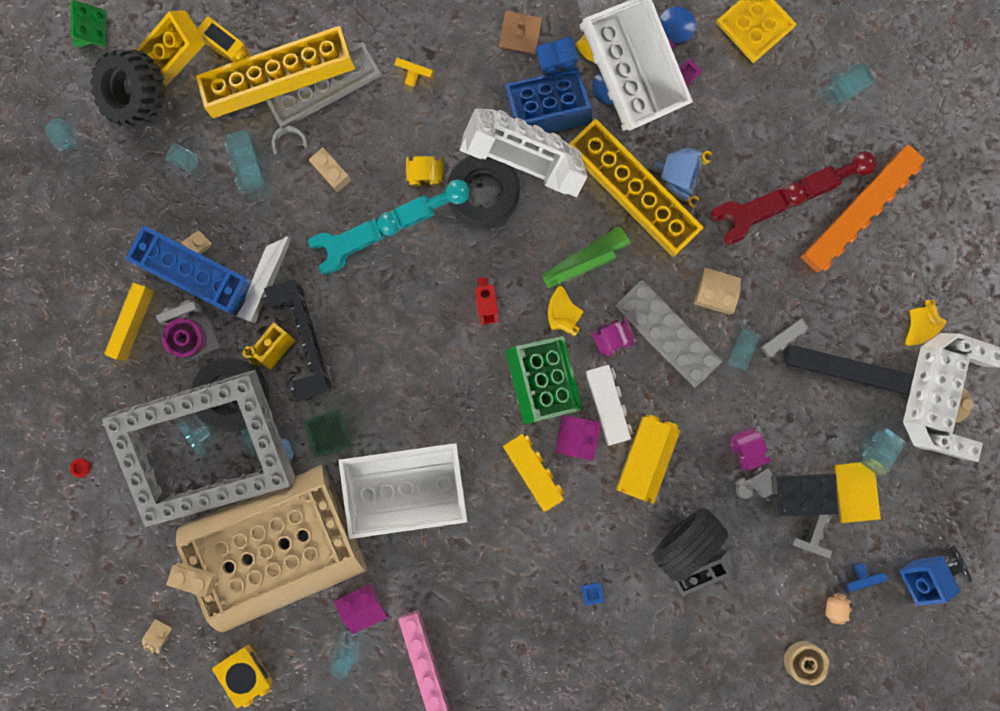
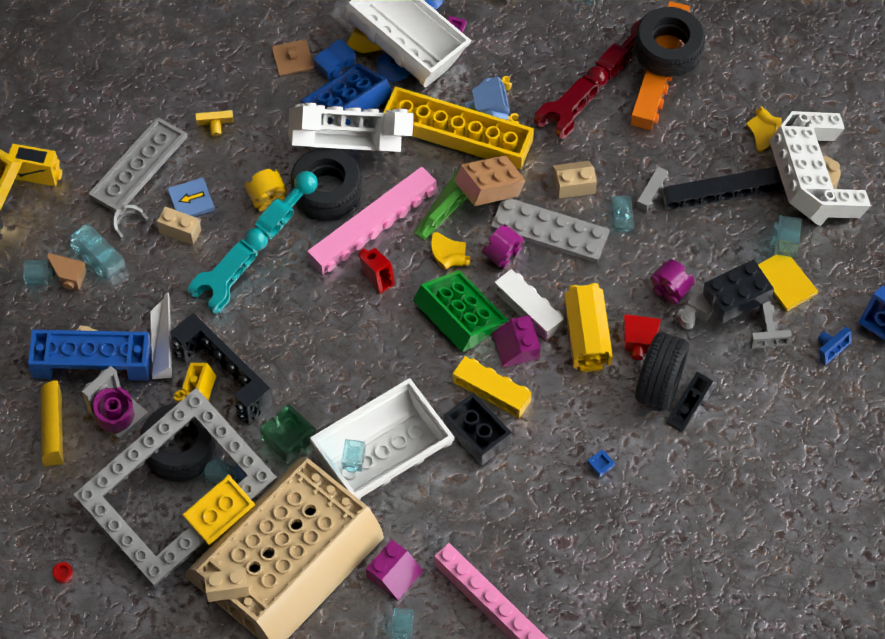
camera: 30 degrees left, 25 degrees down
(194, 438) = (161, 497): clear light blue tile -> none
(208, 170) = (67, 271): none -> medium nougat slope
(224, 494) = (218, 510): none -> yellow tile
(275, 72) = (92, 167): yellow brick -> none
(355, 144) = (191, 198): none -> medium blue tile
(364, 502) = (353, 455): none -> clear light blue brick
(498, 510) = (477, 428): none -> black brick
(509, 248) = (372, 220): none -> bright pink brick
(634, 264) = (489, 180): none -> medium nougat brick
(693, 485) = (639, 334): none -> red torso
(817, 662) = (822, 430): tan brick -> none
(838, 609) = (825, 376): light nougat head -> none
(904, 182) = (669, 22): none -> black tyre

